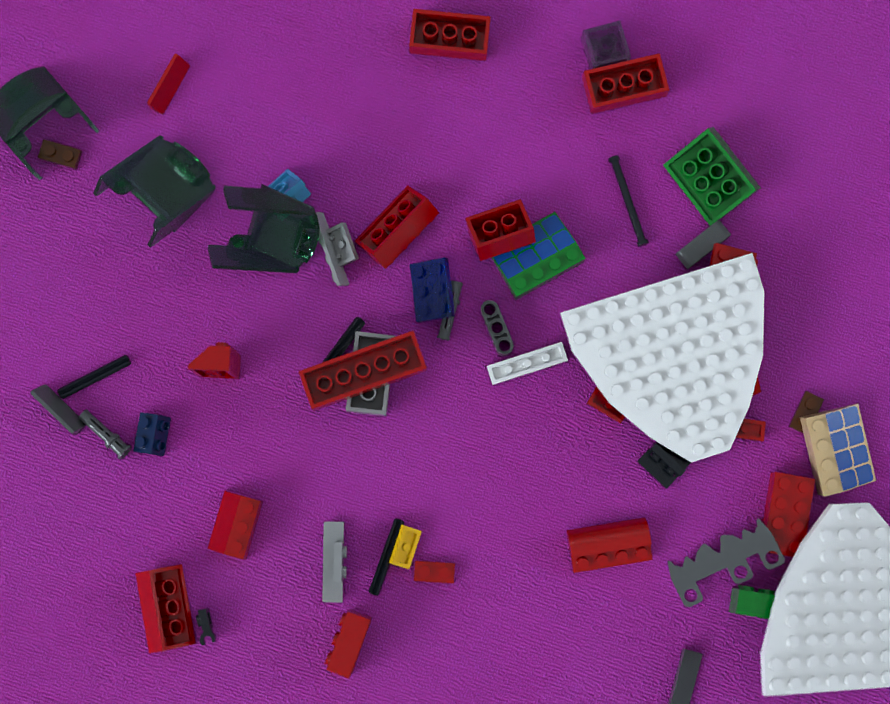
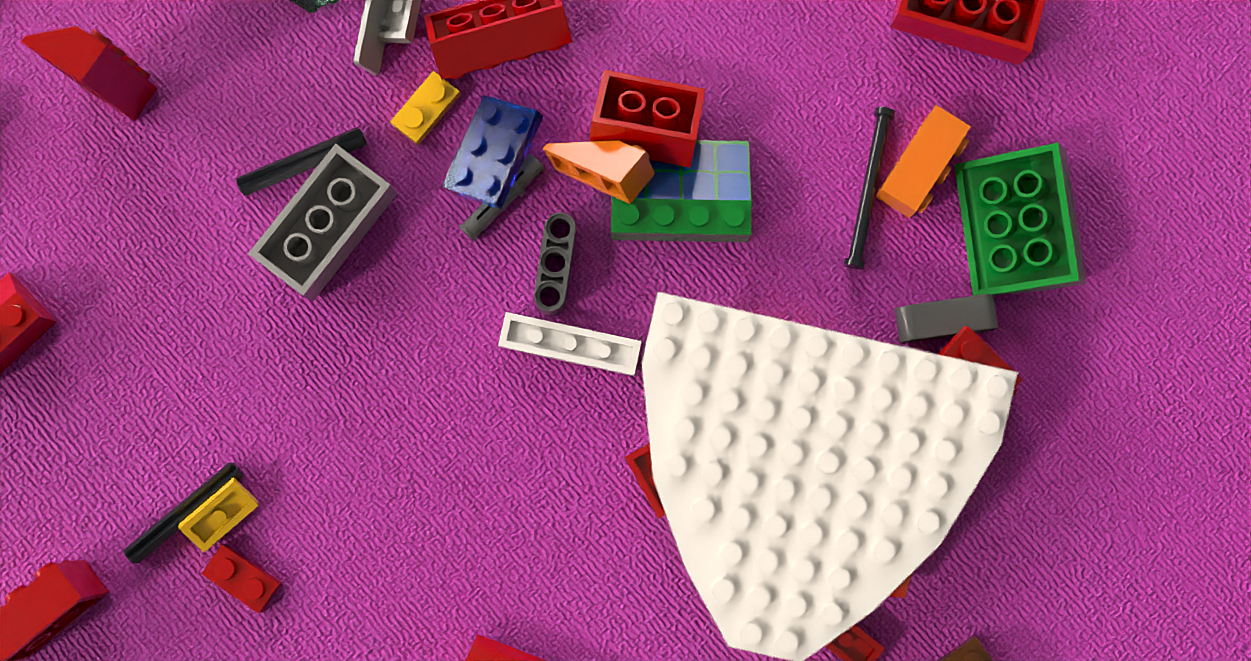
camera: 30 degrees right, 0 degrees up
(333, 567) = (100, 473): light grey bracket -> none
(362, 370) = (301, 206): red brick -> none
(383, 287) = (425, 108): none -> yellow plate
(495, 265) = (604, 165): none -> orange slope
(648, 173) = (924, 162): none -> orange brick
(663, 464) = (685, 621): black bracket -> none

